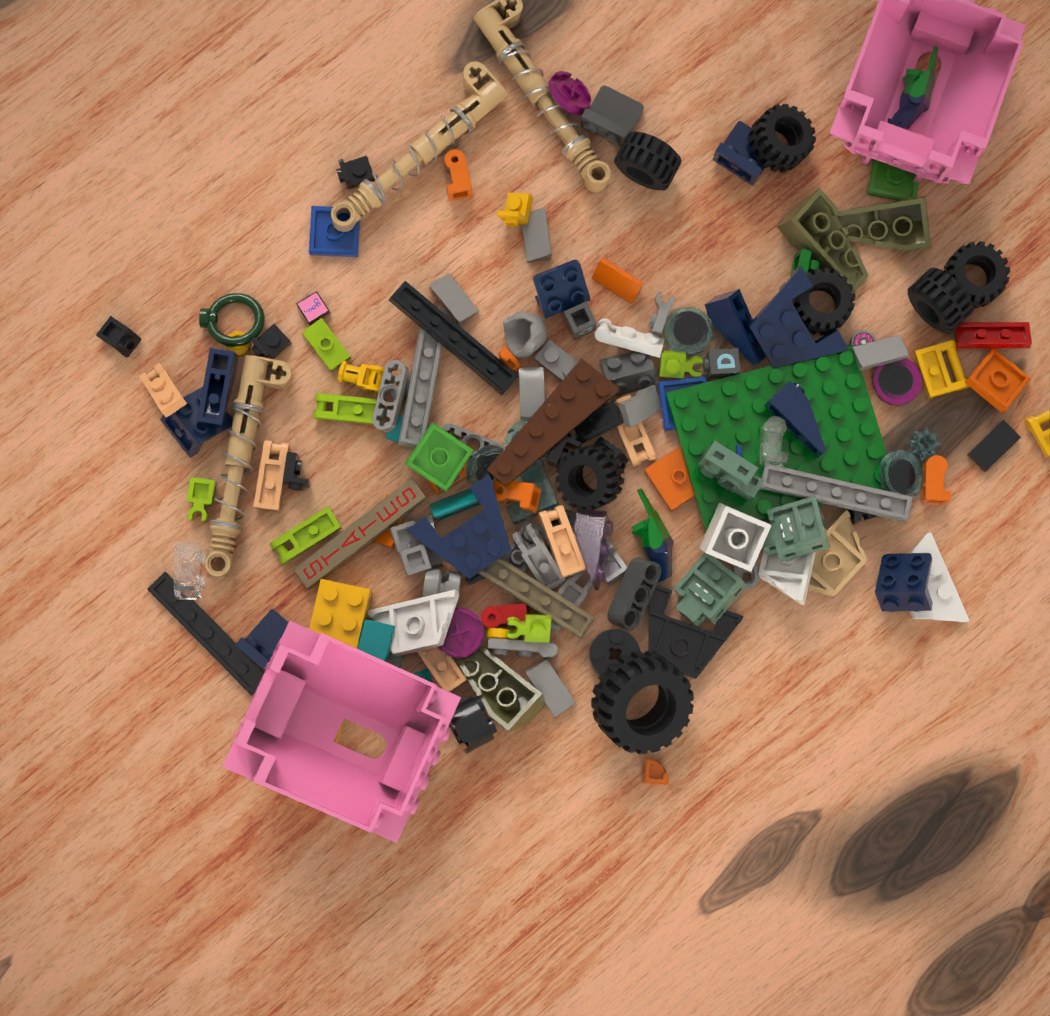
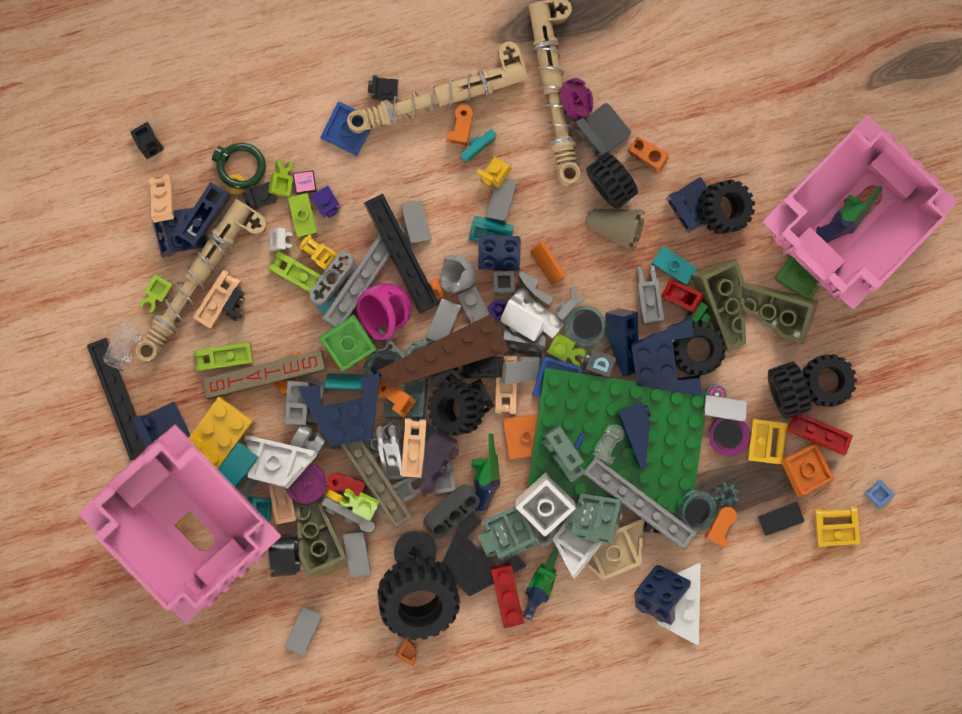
camera: 30 degrees right, 5 degrees up
(286, 318) = (280, 182): none -> lime plate
(310, 380) = (277, 239): none -> white tile
(346, 319) = (326, 202): none -> dark purple bracket
(460, 402) = (383, 306): none -> dark pink piece
(484, 188) = (478, 145): none -> teal plate
(527, 271) = (485, 226): none -> teal slope
(528, 800) = (303, 631): none -> light grey slope
(587, 351) = (497, 308): none -> dark purple tile
(607, 310) = (530, 284): none -> light grey slope
(619, 351) = (522, 320): none -> white slope
(673, 119) = (648, 154): none -> orange leg
(673, 208) = (617, 225): none -> dark tan cone
(737, 659) = (507, 595): none -> red plate
(743, 269) = (650, 297): none -> light grey hinge
(754, 226) = (674, 265): none -> teal plate
(768, 632) = (541, 585): none -> animal
(779, 253) = (682, 296): none -> red slope

